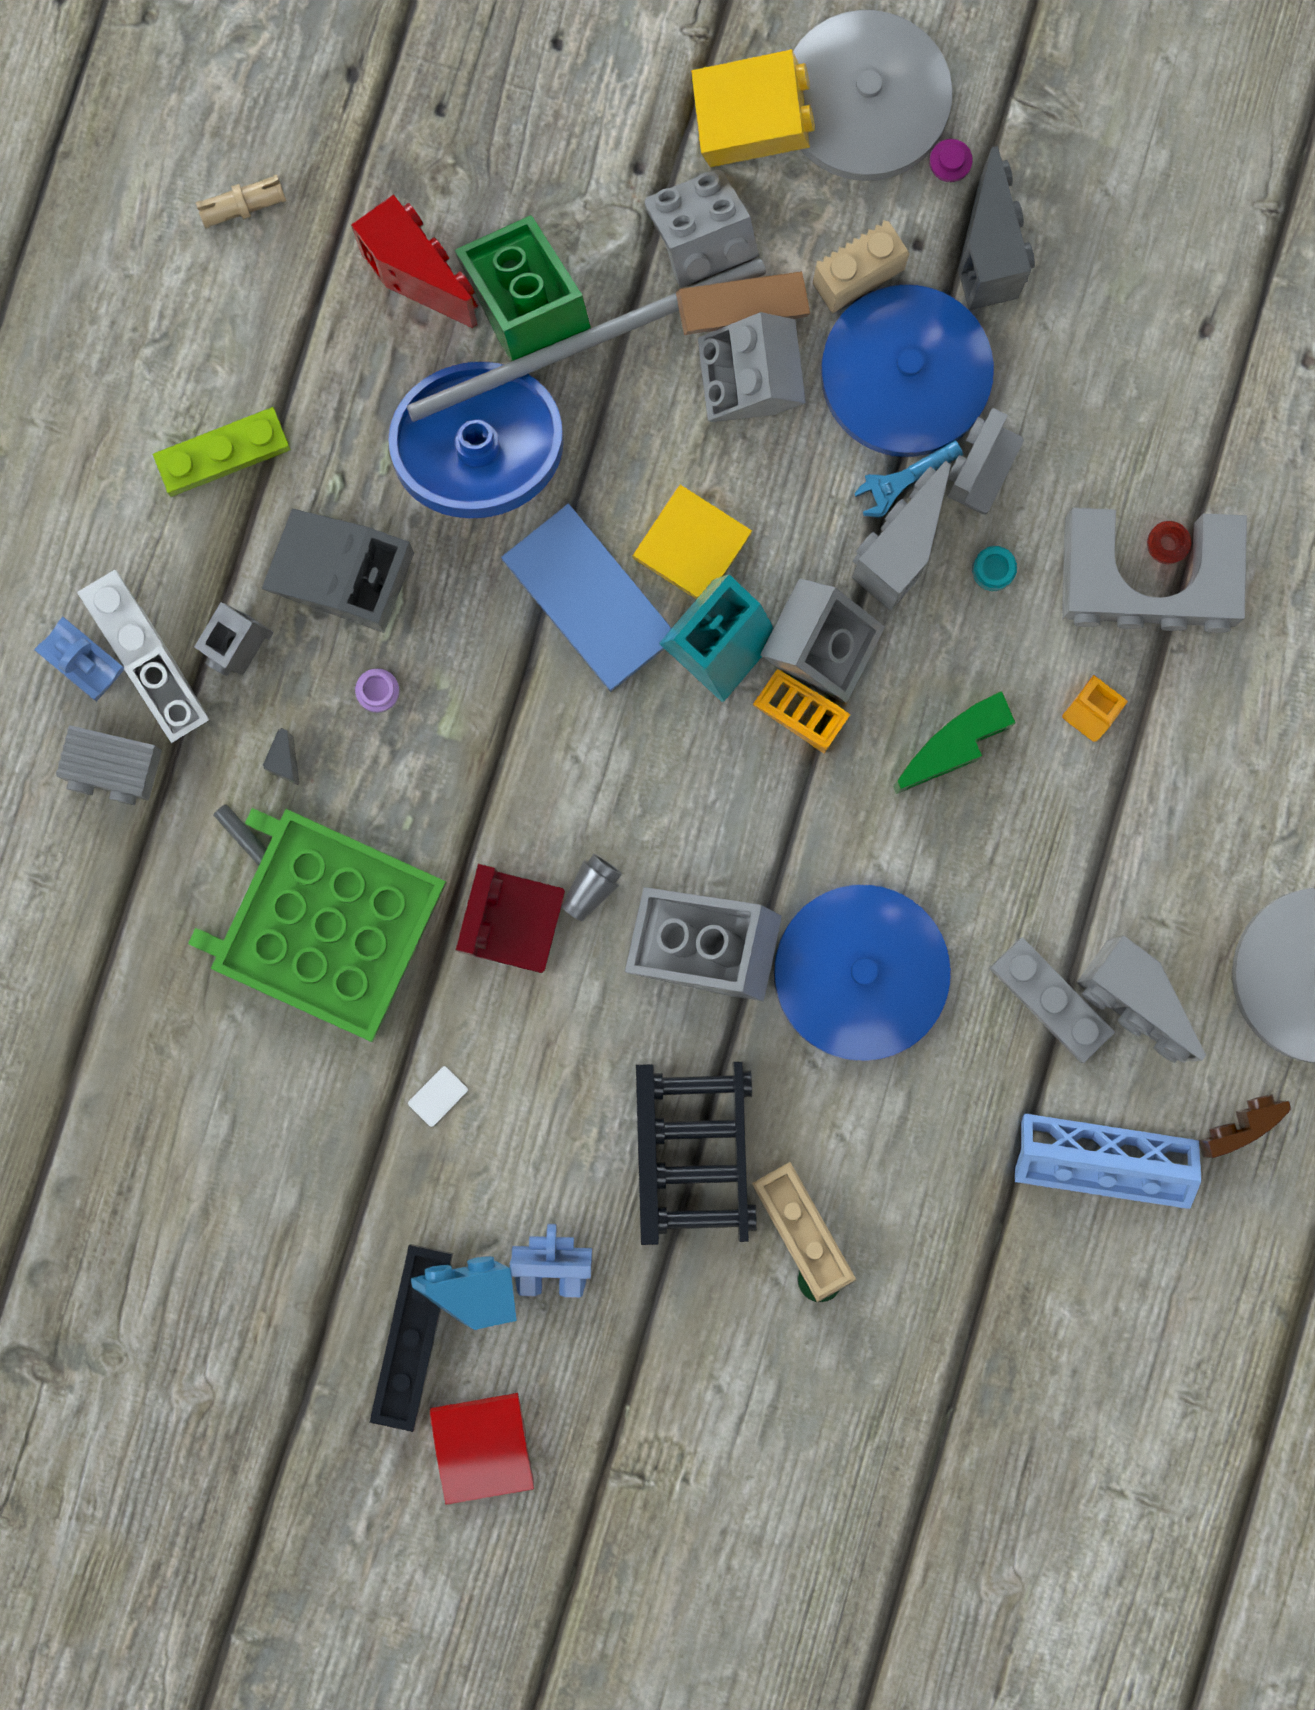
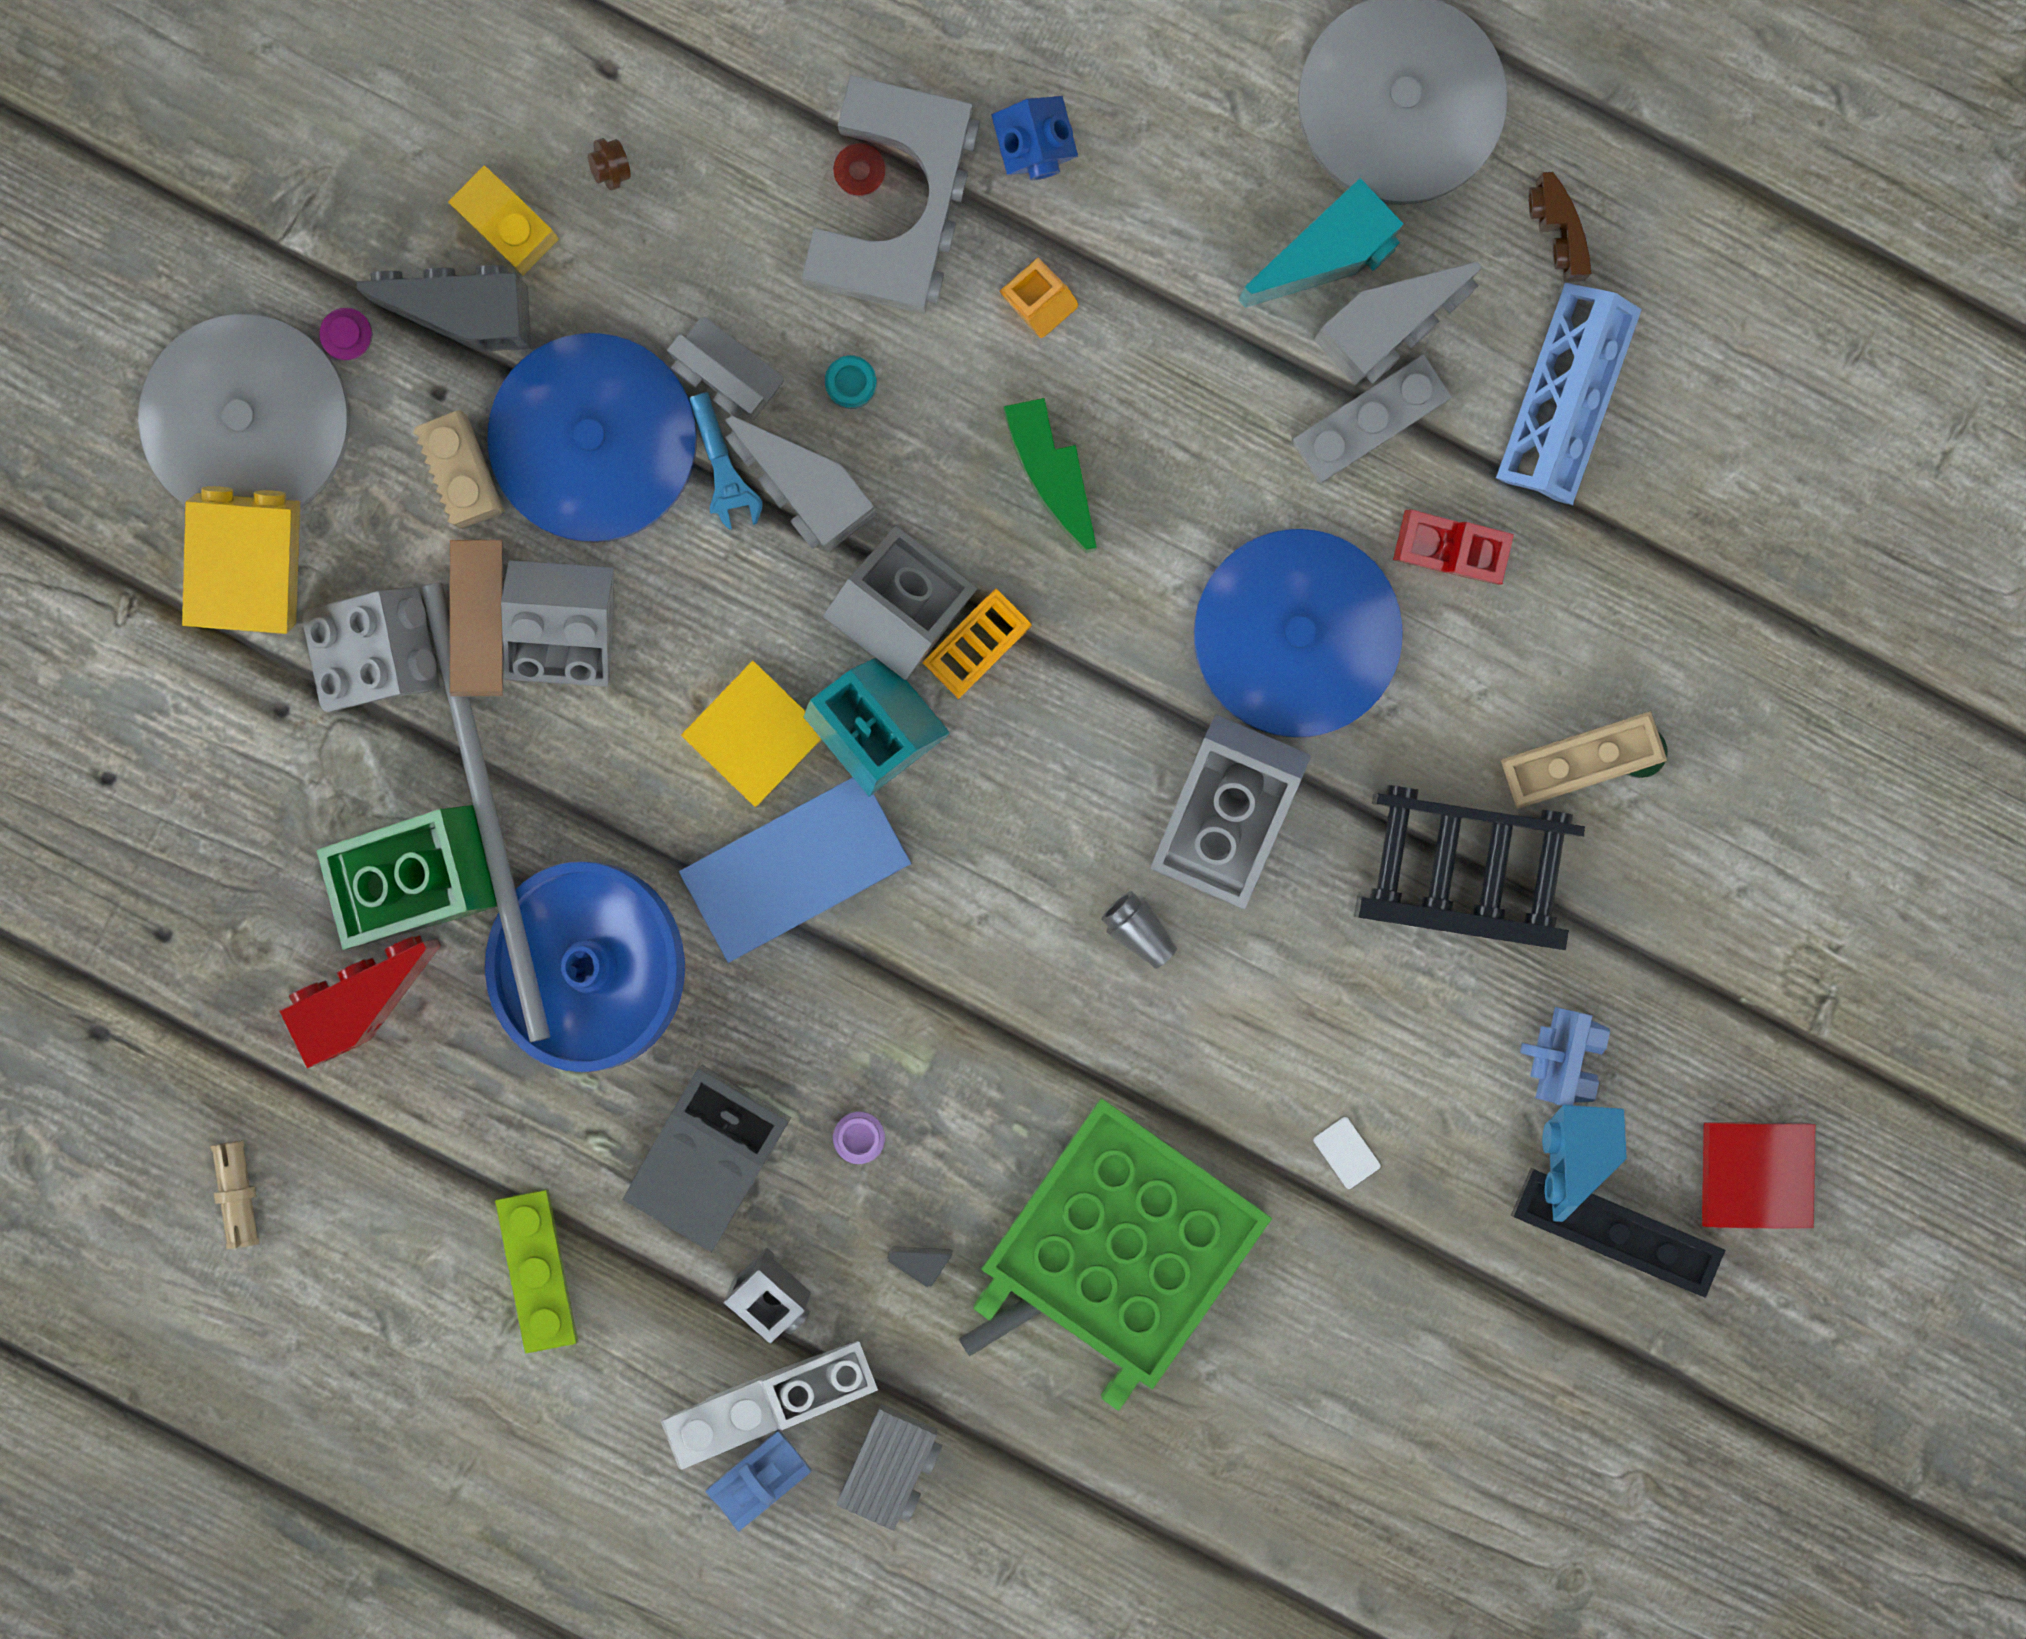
camera: 80 degrees left, 5 degrees up
(510, 919) = (1160, 1030): dark red bracket -> none
(959, 1088) = (1453, 547): none -> slope
(1066, 268) = (503, 220): none -> yellow slope
(1132, 340) = (609, 163): none -> reddish brown plate
(1188, 935) = (1335, 246): none -> teal slope
(1227, 676) = (1035, 137): none -> blue brick

